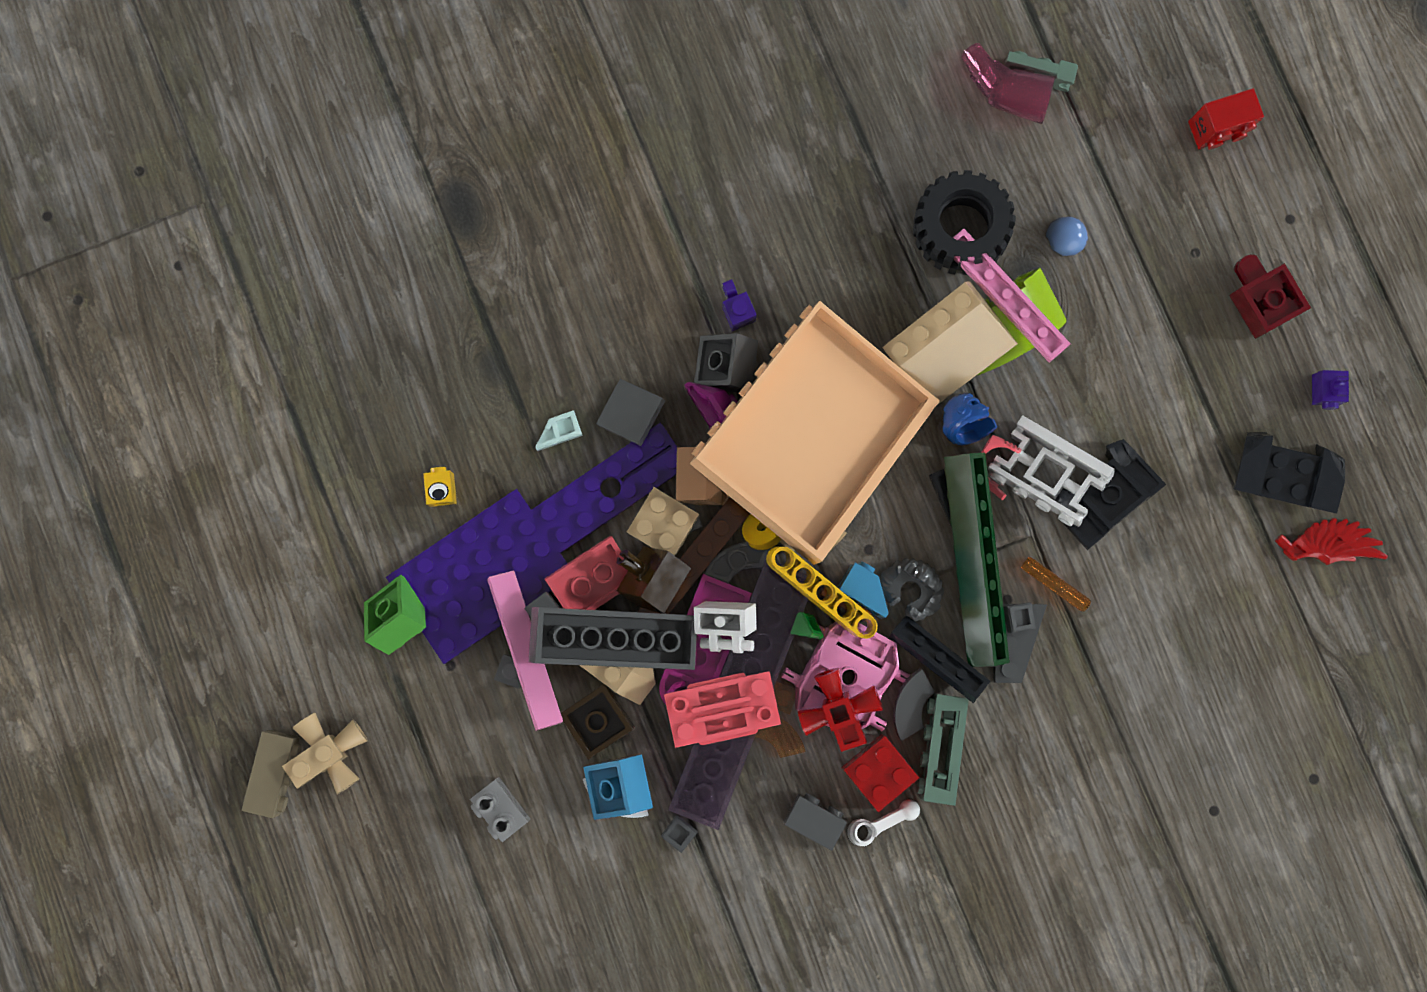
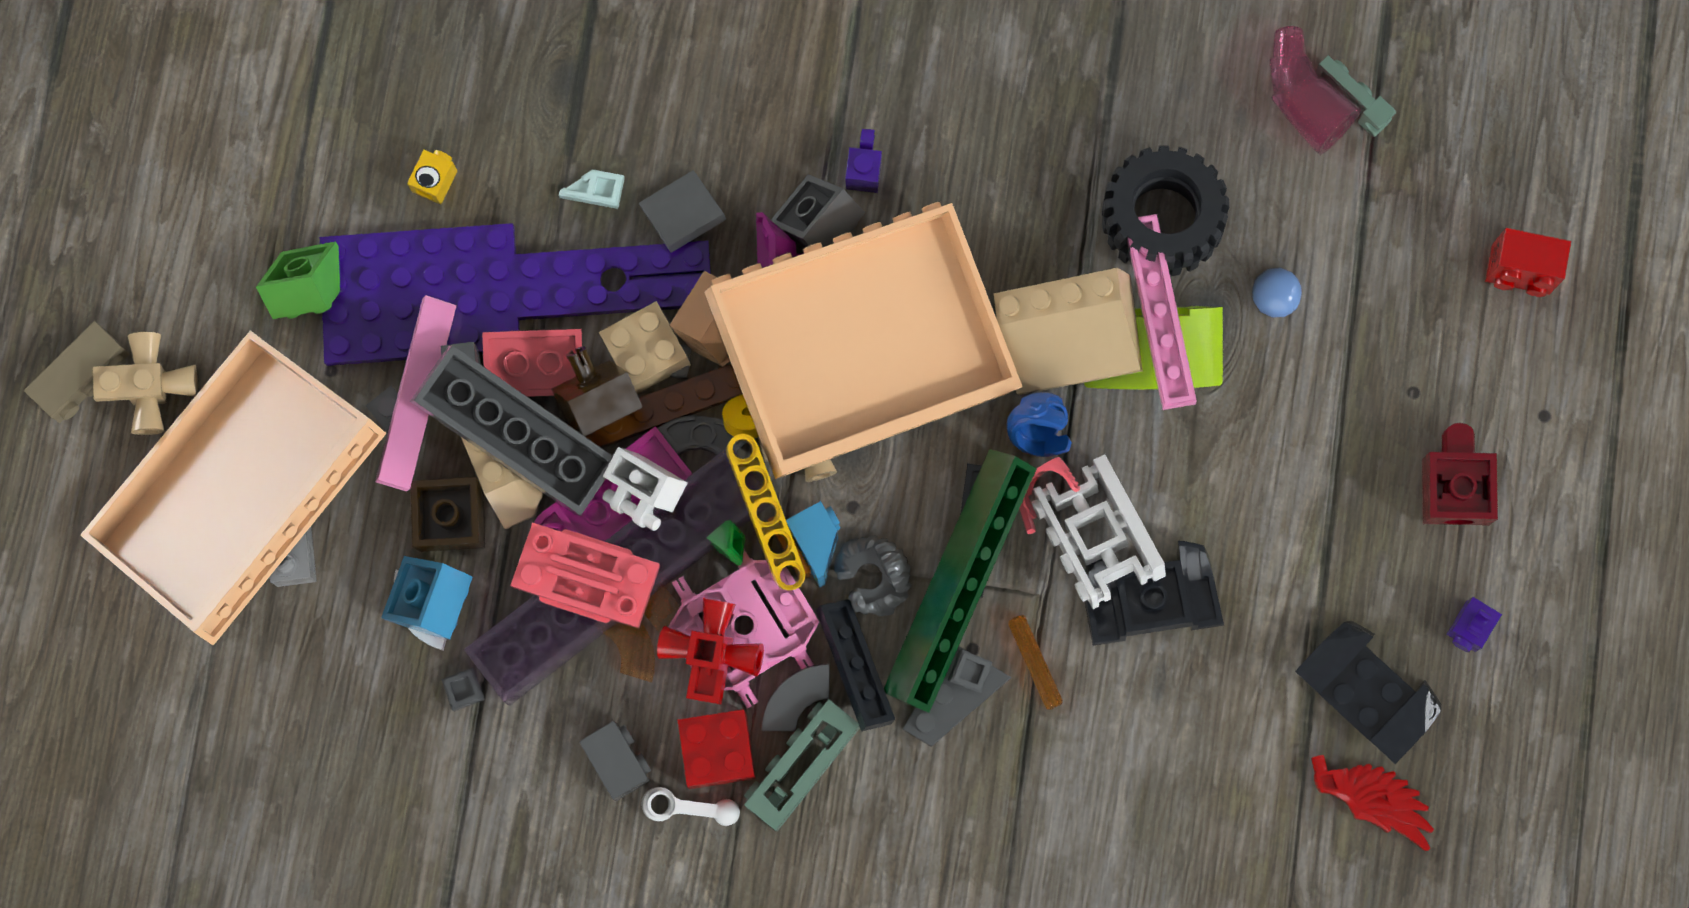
camera: 40 degrees right, 5 degrees down
(436, 795) = (232, 486): none -> light nougat panel

